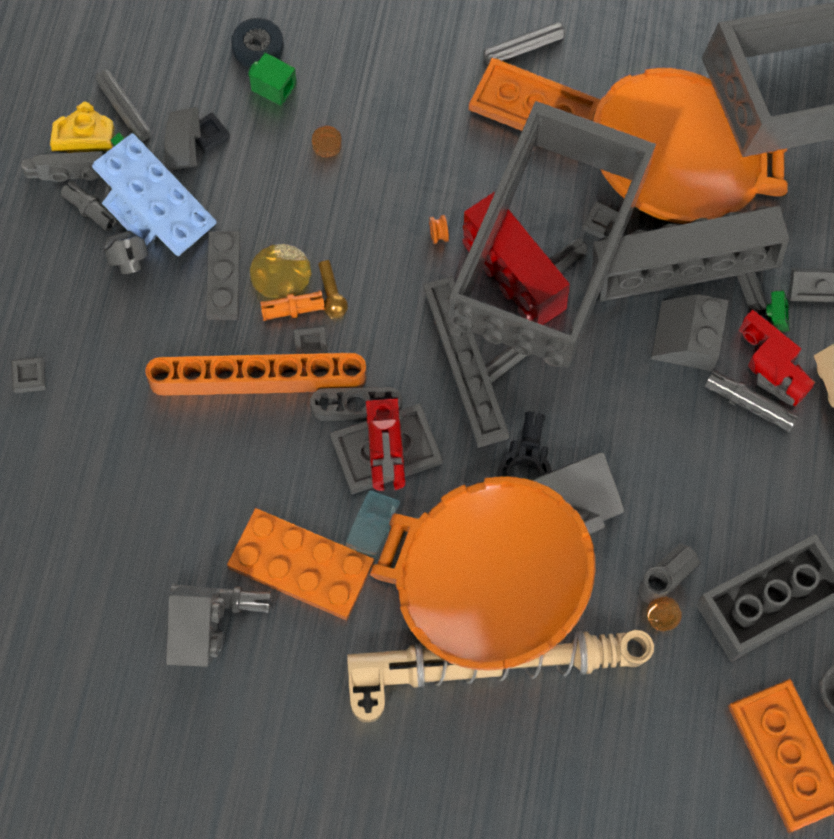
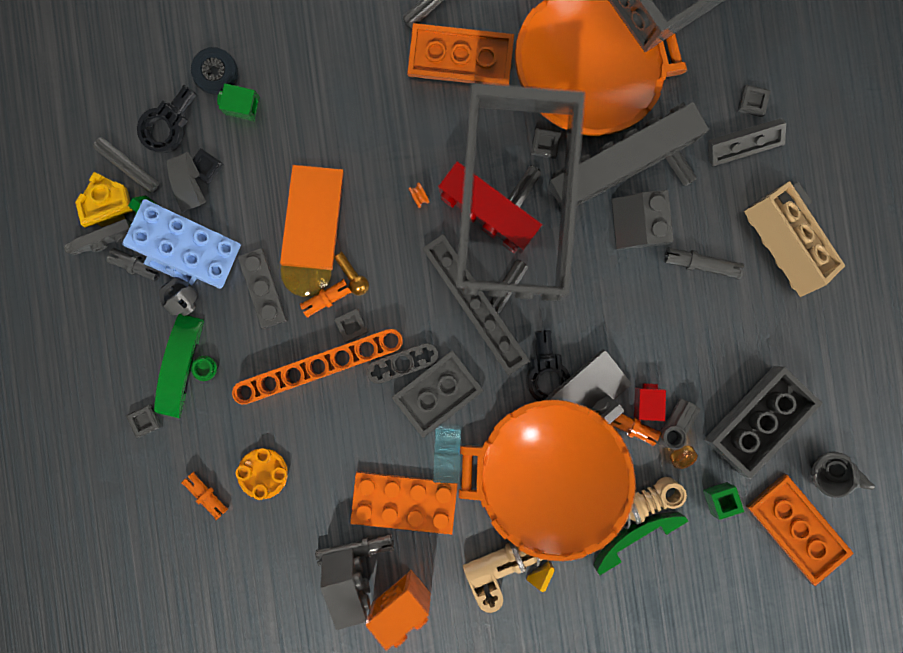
camera: 15 degrees left, 20 degrees up
(65, 478) = (204, 496): none -> orange pin
(89, 327) = (176, 365): none -> green slope
(122, 338) = (204, 368): none -> green plate
(143, 474) = (262, 473): none -> light orange dish
(192, 67) = (175, 122): none -> black pin
(252, 669) = (399, 611): none -> orange brick
(309, 216) = (312, 217): none -> orange tile
(326, 141) = (302, 143): clear orange tile -> none
(385, 443) = (437, 398): red plate -> none
(441, 704) = (541, 576): none -> yellow slope
(614, 563) = (635, 428): none -> orange pin
(618, 686) = (665, 521): none -> green slope
(640, 537) = (650, 403): none -> red brick
(699, 677) = (723, 500): none -> green brick
(775, 360) = (714, 225): red plate -> none
(779, 311) = (706, 180): green plate -> none

